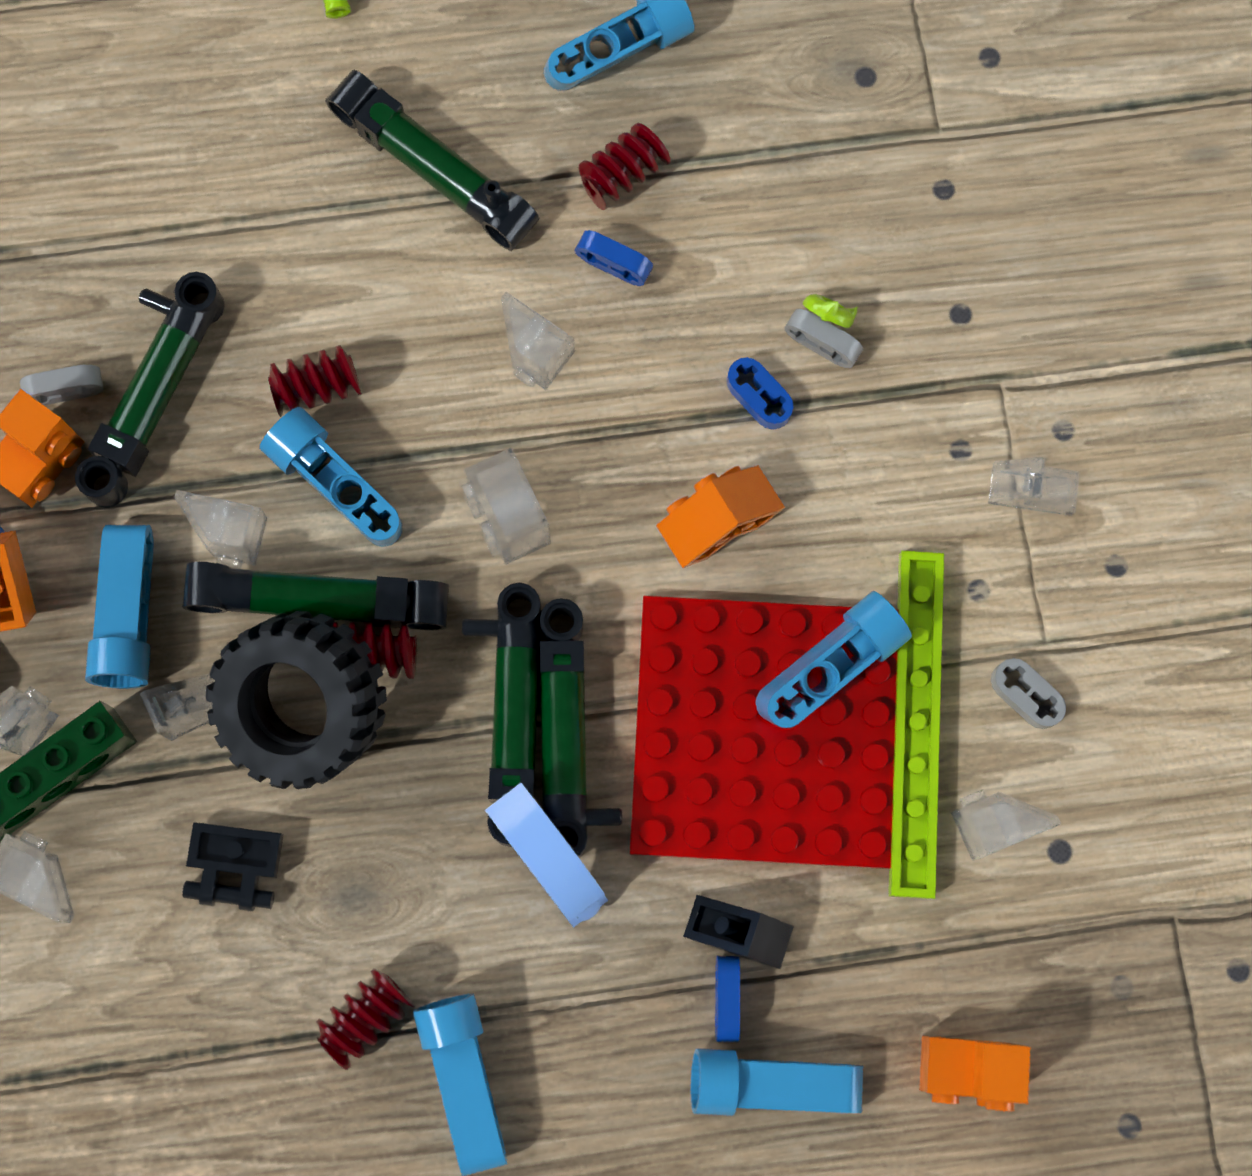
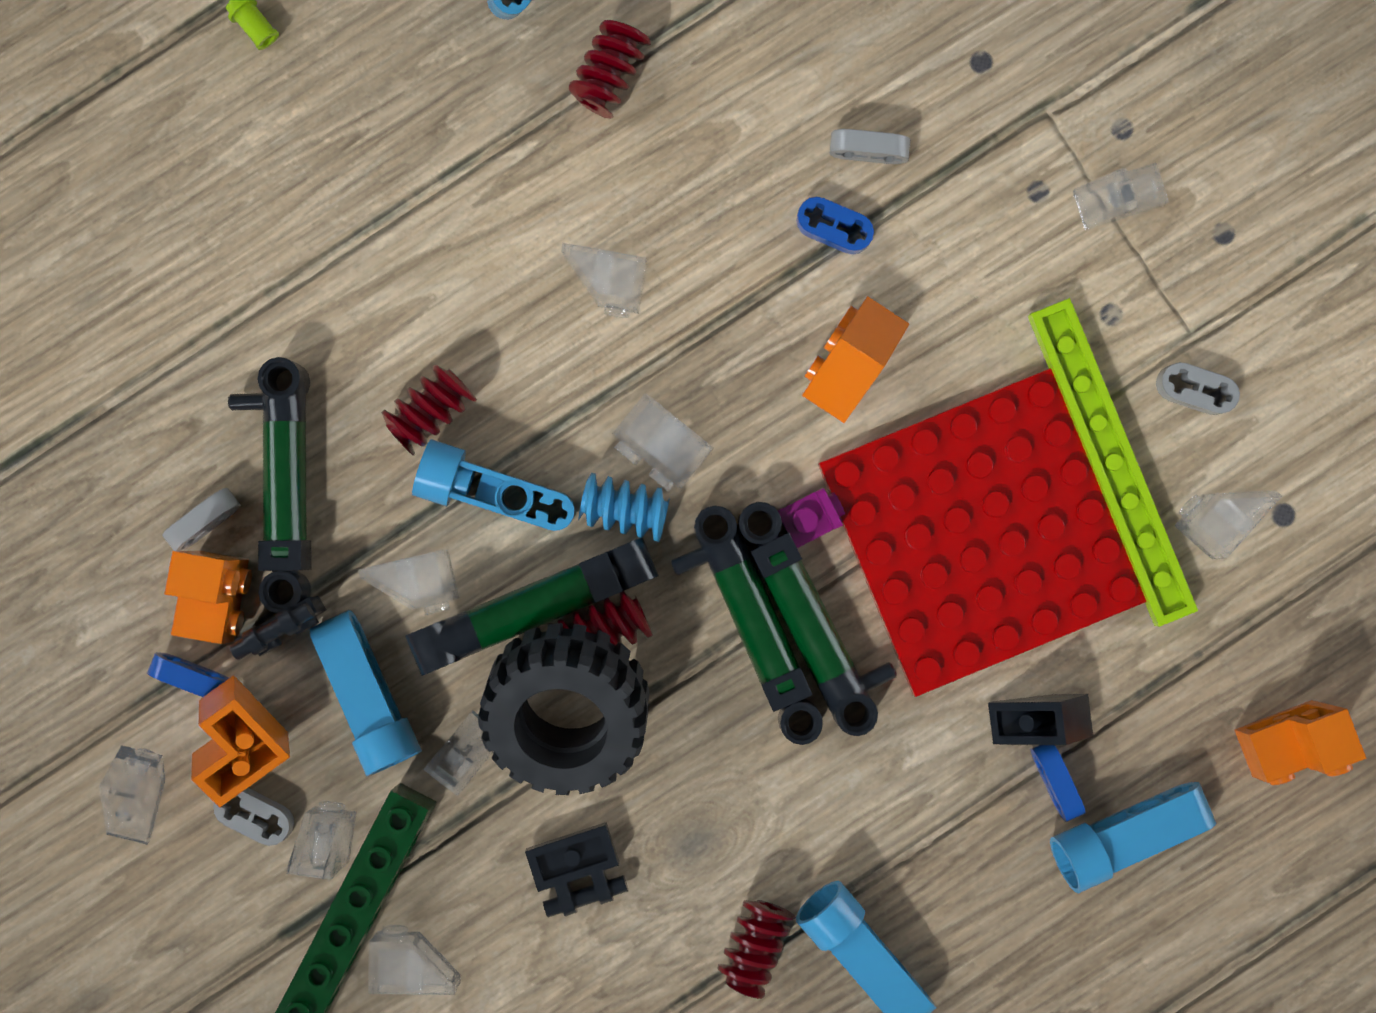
camera: 25 degrees left, 10 degrees up
(90, 506) = (291, 620): none -> black plate
(385, 125) = (371, 133): piece -> none
(445, 551) = (624, 507): none -> dark azure piece
(547, 855) = (849, 739): light blue arch -> none
(613, 642) = (812, 516): none -> magenta bracket
(614, 258) = (642, 160): blue beam -> none
(830, 310) = (864, 118): lime piece -> none
(869, 631) = (1038, 404): dark azure beam -> none

